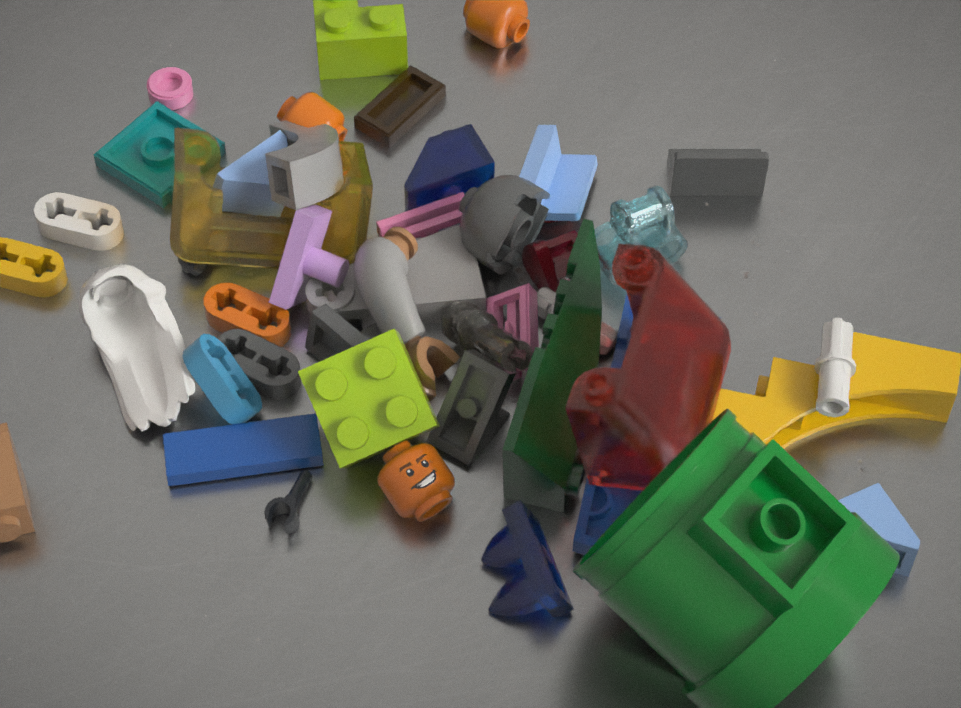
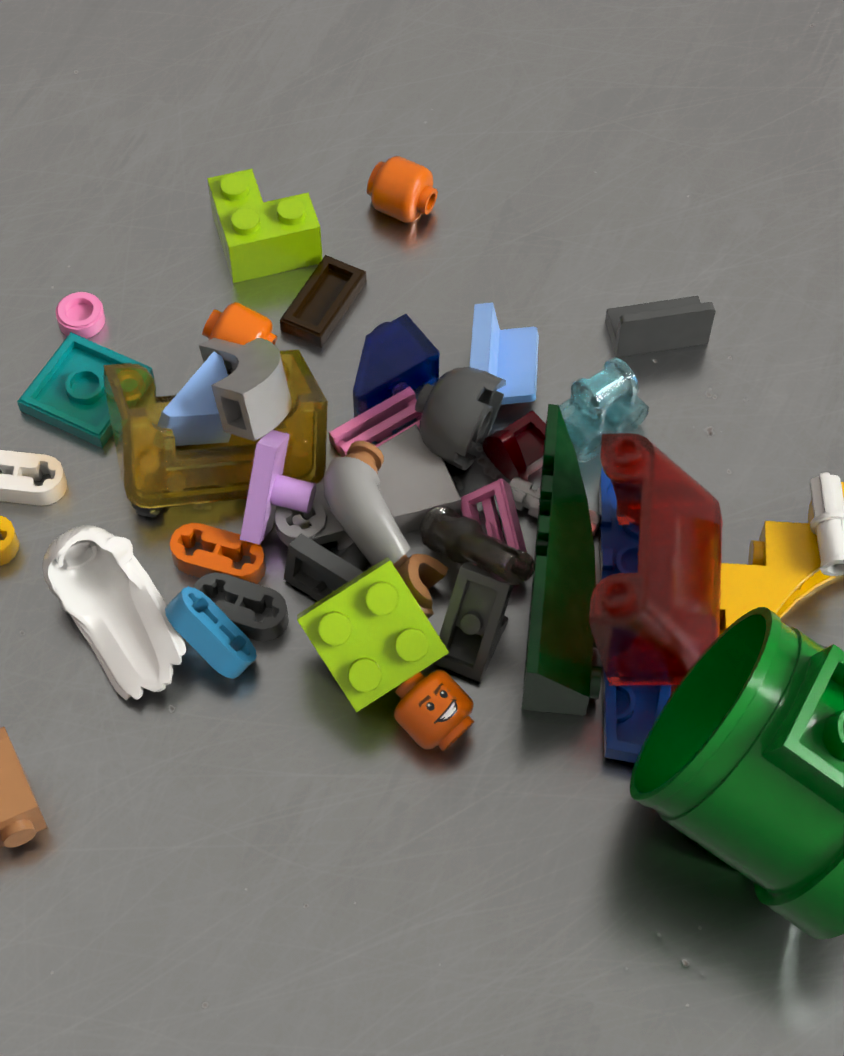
camera: 10 degrees left, 5 degrees up
(242, 449) = (245, 702): blue tile -> none
(288, 504) = (307, 752): black hand -> none
(539, 581) = (578, 801): clear blue tile -> none

